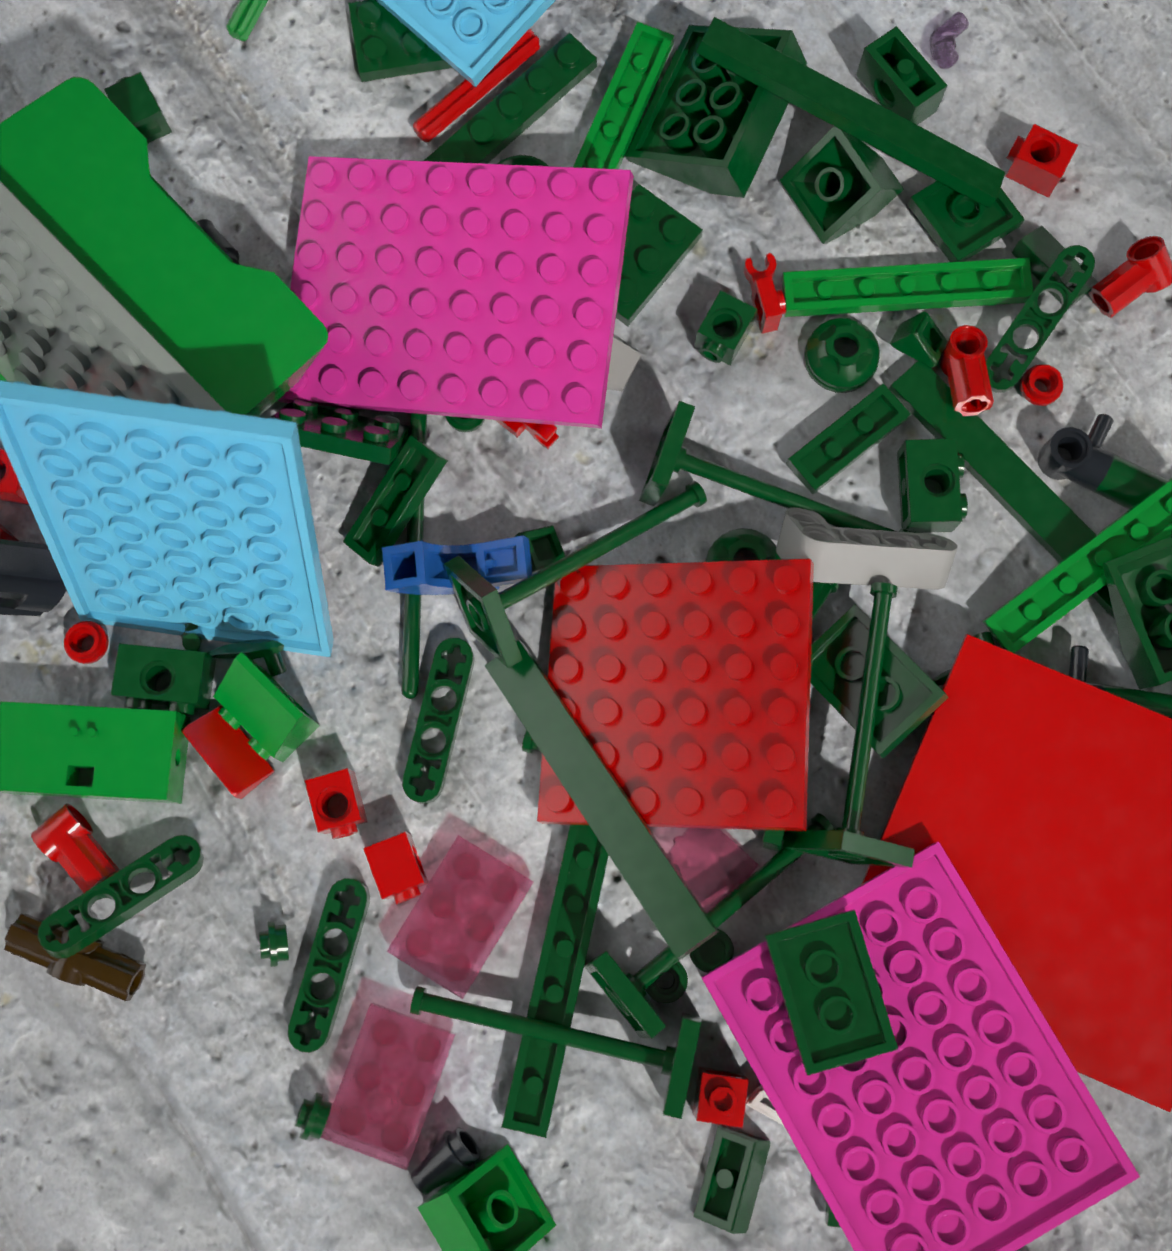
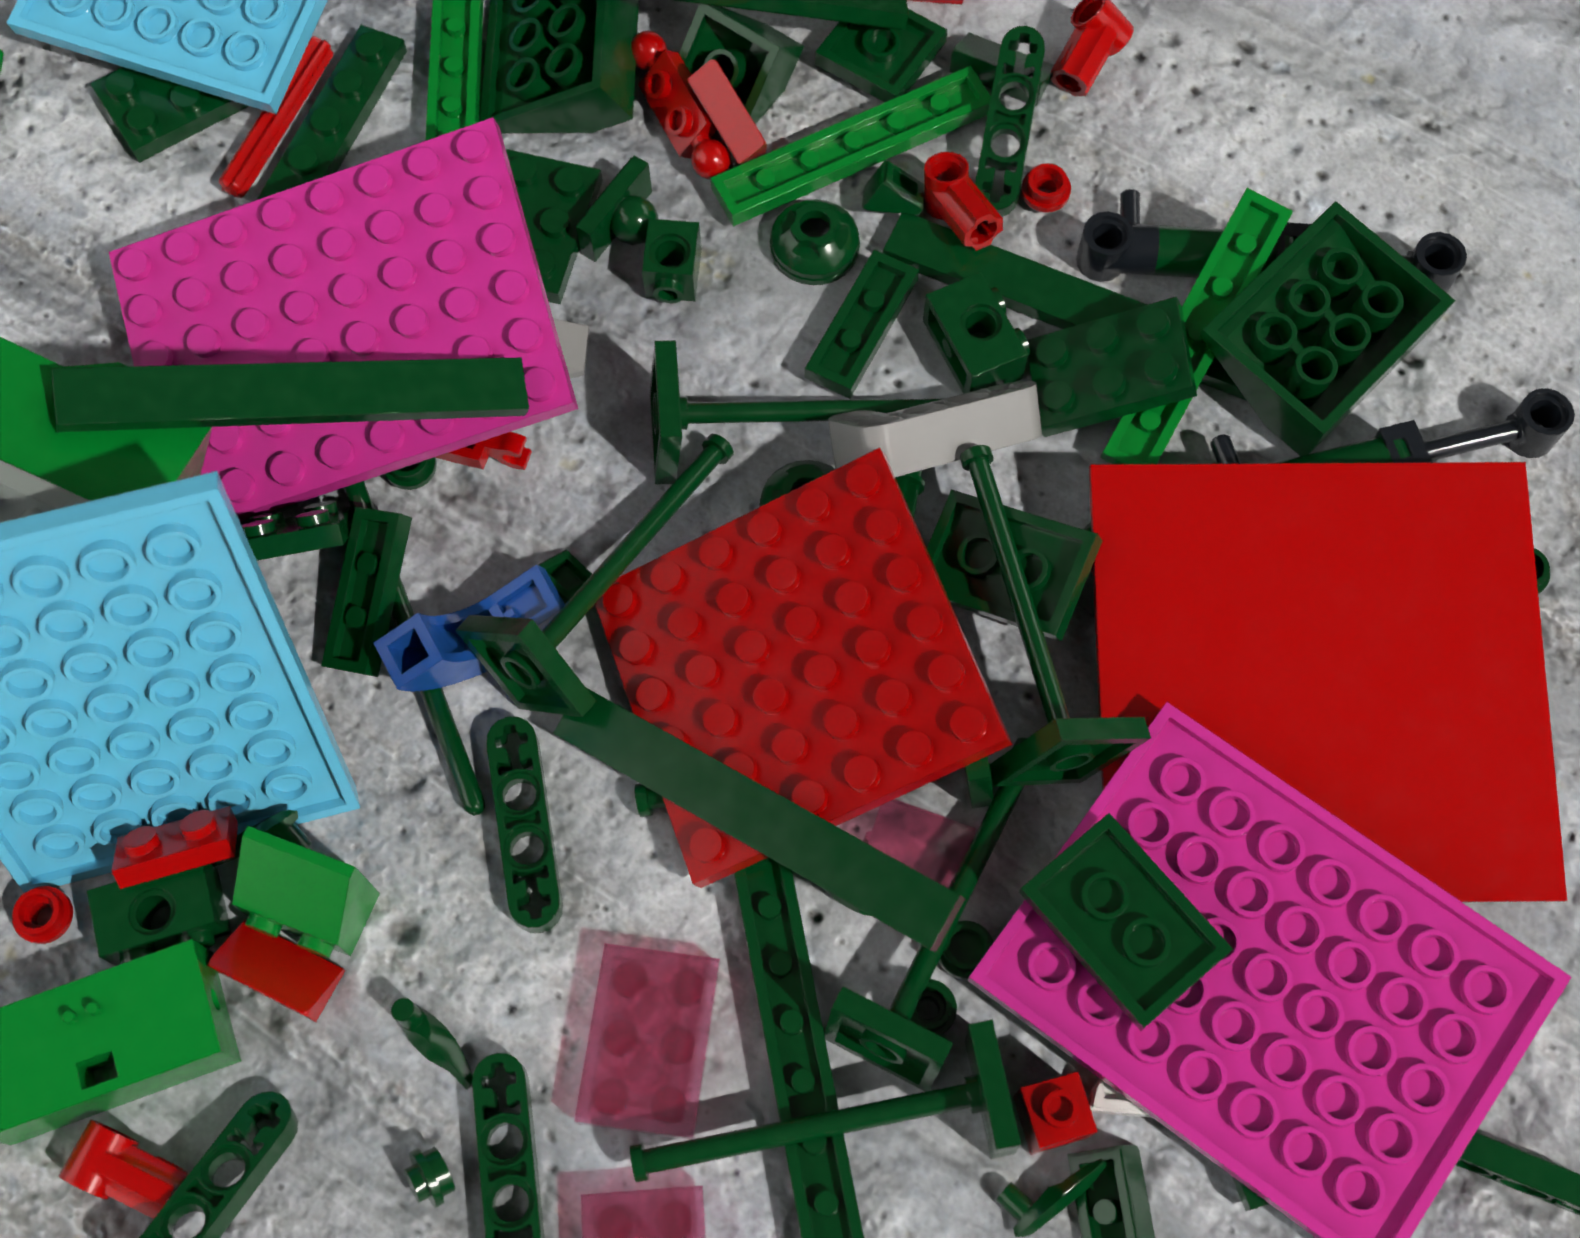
camera: 25 degrees left, 10 degrees down
(190, 638) = (175, 846): none -> red plate
(314, 849) = (432, 1039): none -> dark green bar
(320, 792) = (425, 950): red brick -> none
(387, 345) = (285, 393): none -> dark green tile
(396, 867) = (545, 1015): red brick -> none
(688, 1155) = (1054, 1199): none -> dark green bar
(702, 271) = (618, 211): none -> dark green tile
(767, 300) = (700, 207): red plate -> none
(785, 199) = (677, 105): none -> red plate
(817, 225) = (727, 112): none -> red slope
(1023, 557) = (1112, 367): none -> dark green plate

